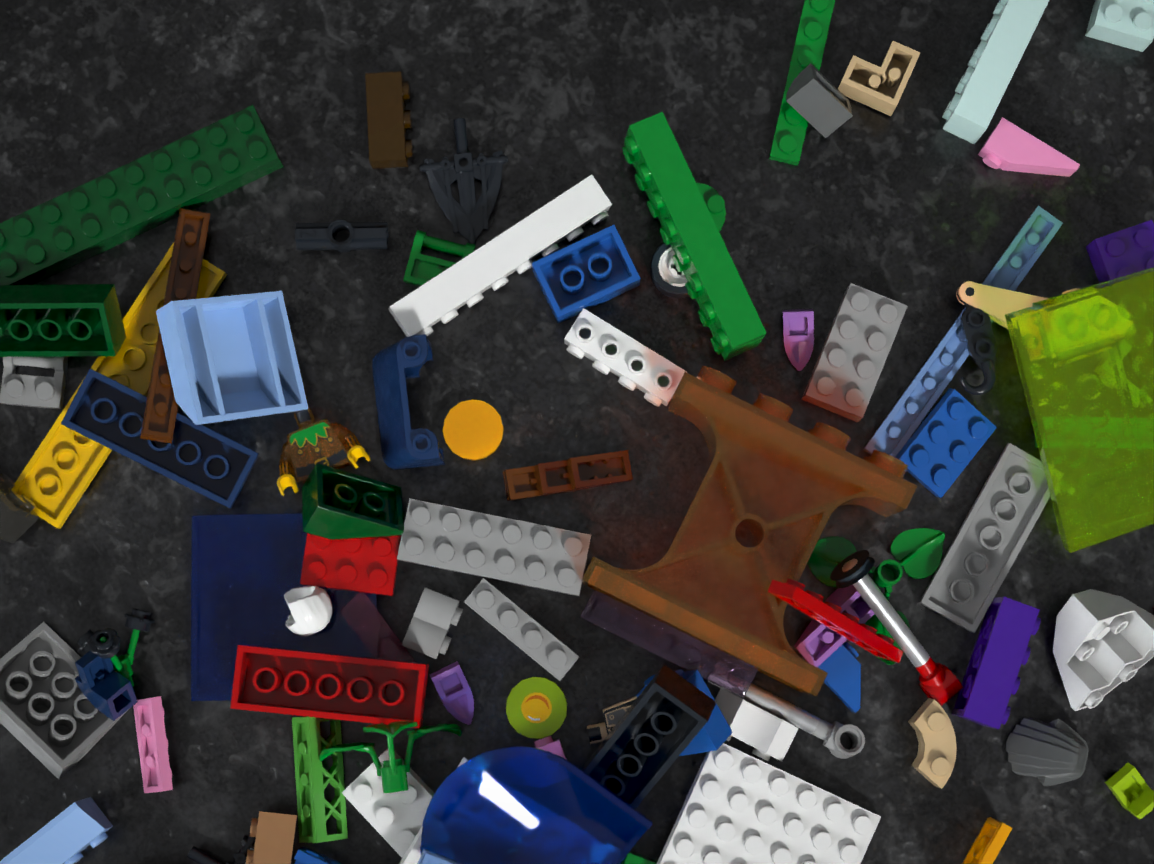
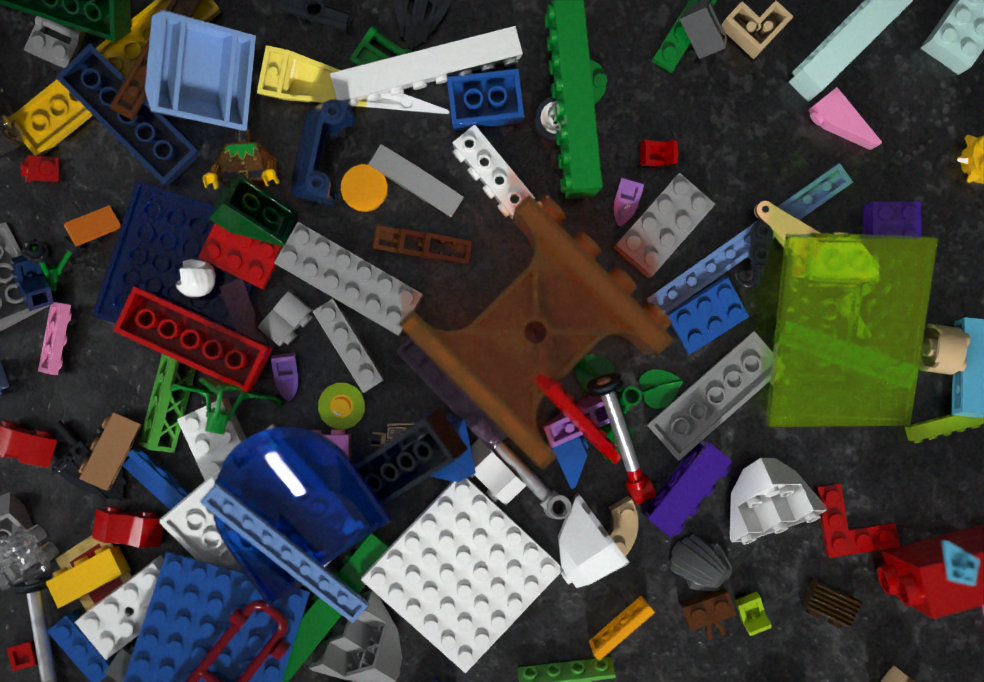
camera: 15 degrees right, 5 degrees up
(66, 541) = (40, 168): none -> red bracket
(155, 589) = (92, 225): none -> orange tile
(356, 323) = (302, 79): none -> light yellow plate
(533, 399) = (415, 180): none -> light grey slope
(817, 267) = (658, 153): none -> red bracket
(899, 778) = (586, 547): none -> white brick
(1075, 806) = (707, 610): none -> reddish brown brick

